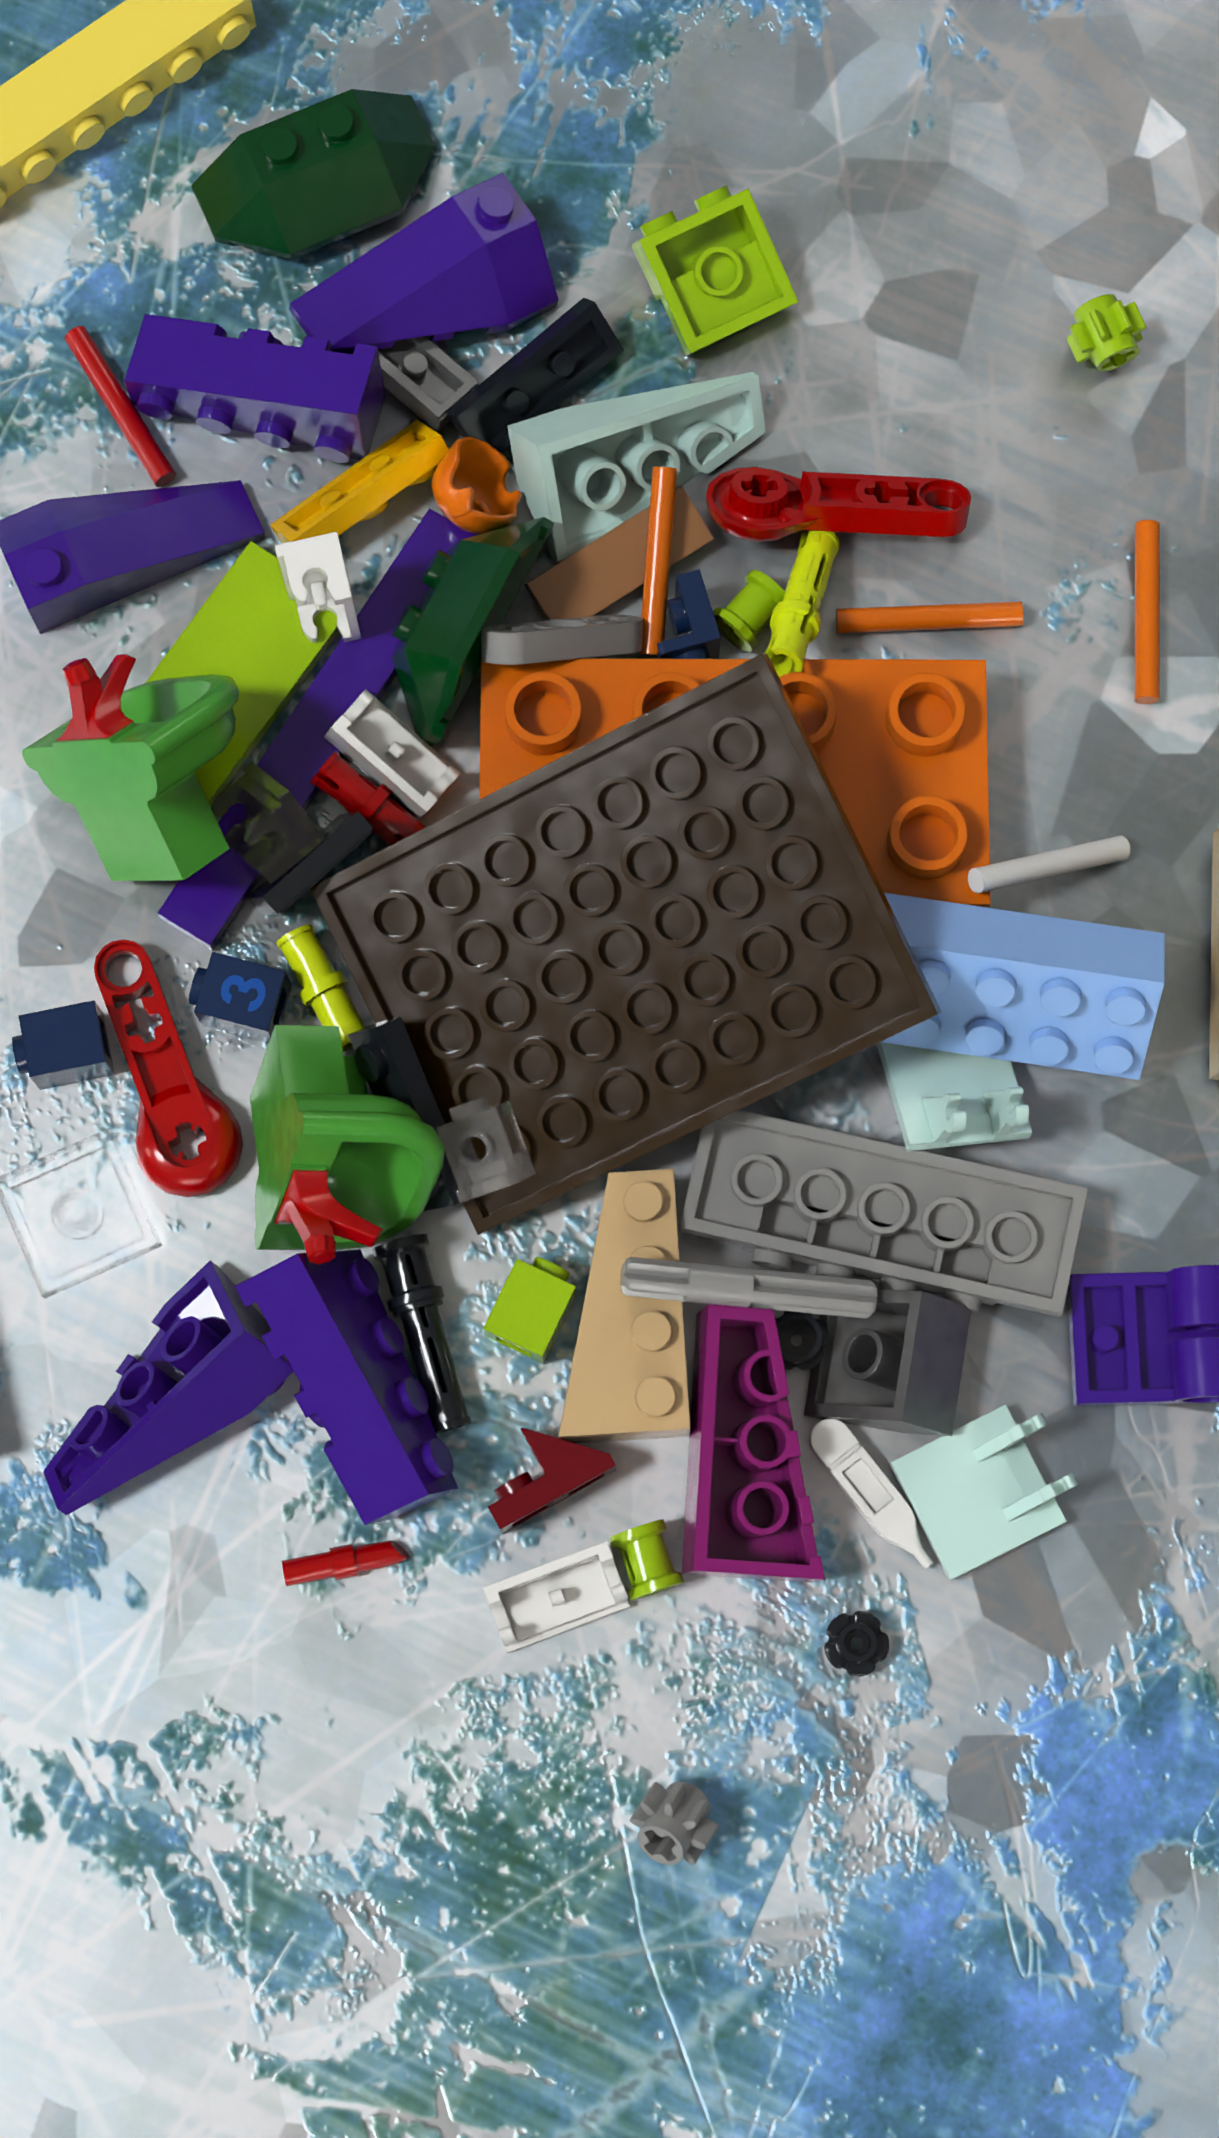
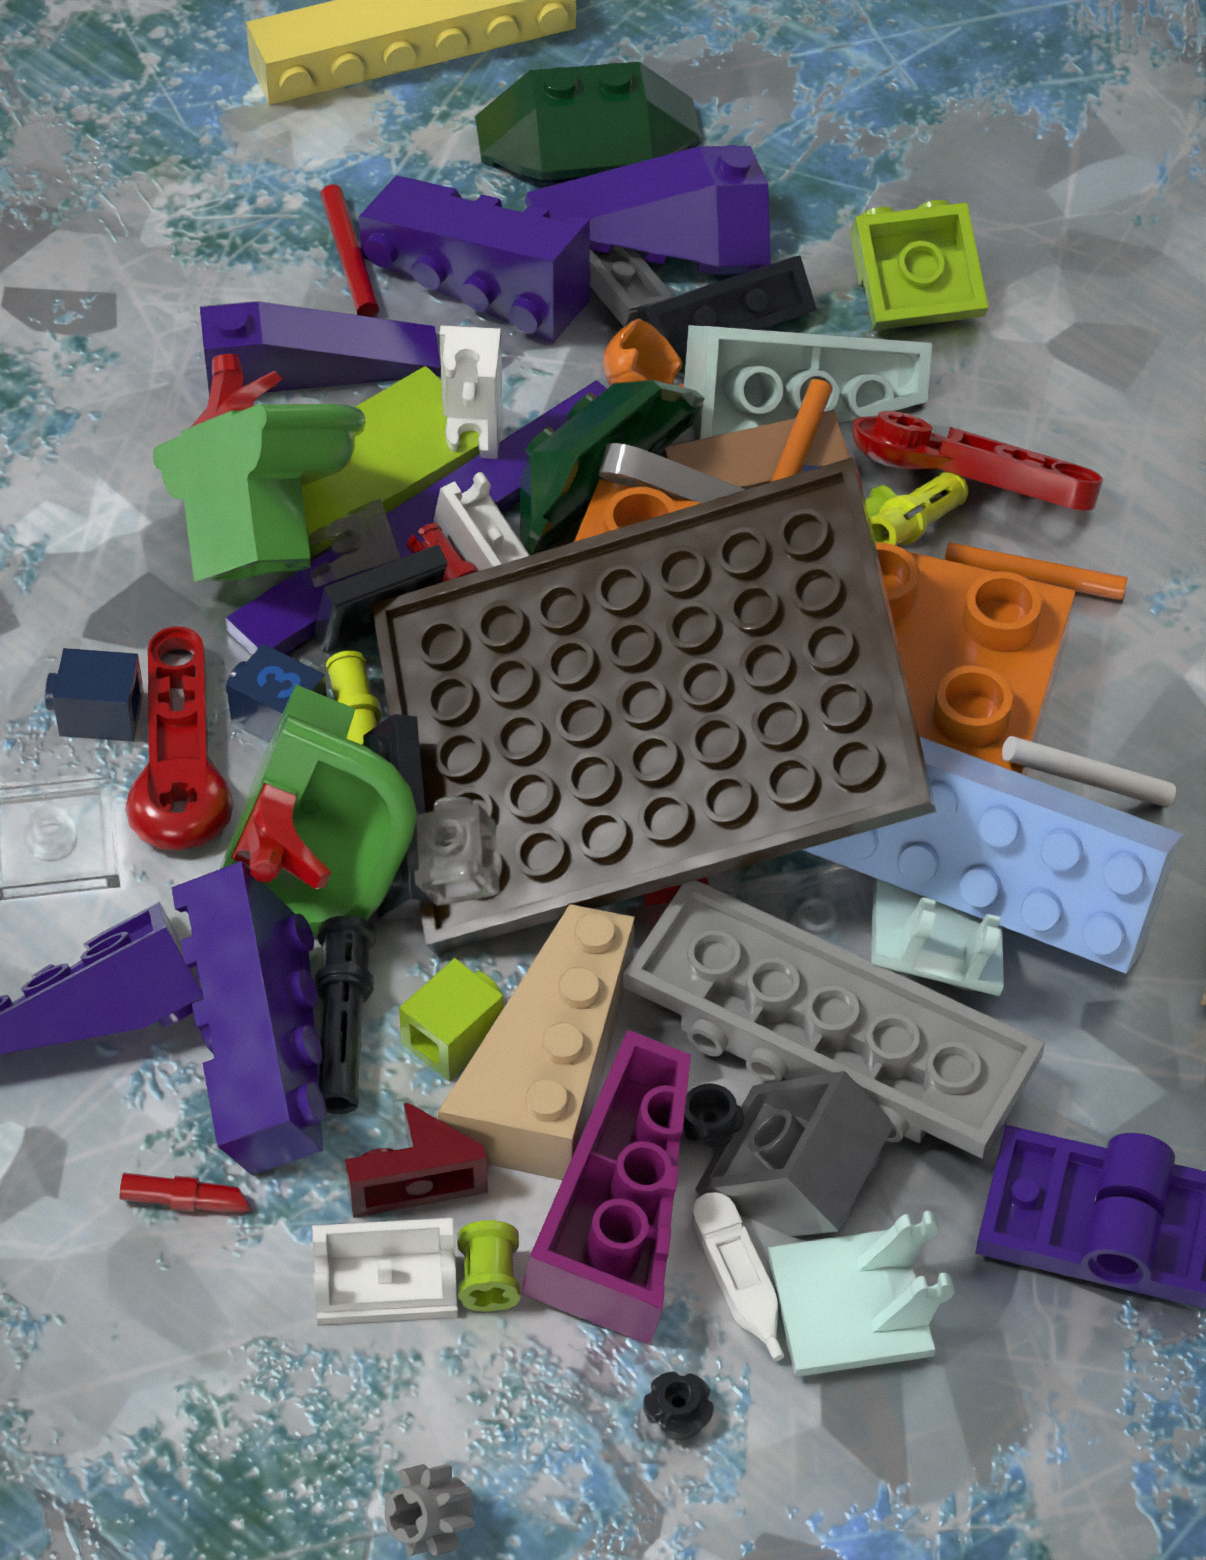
camera: 15 degrees right, 25 degrees down
(365, 486) = (542, 353): yellow plate -> none
(748, 1287) = (673, 1027): light grey axle -> none

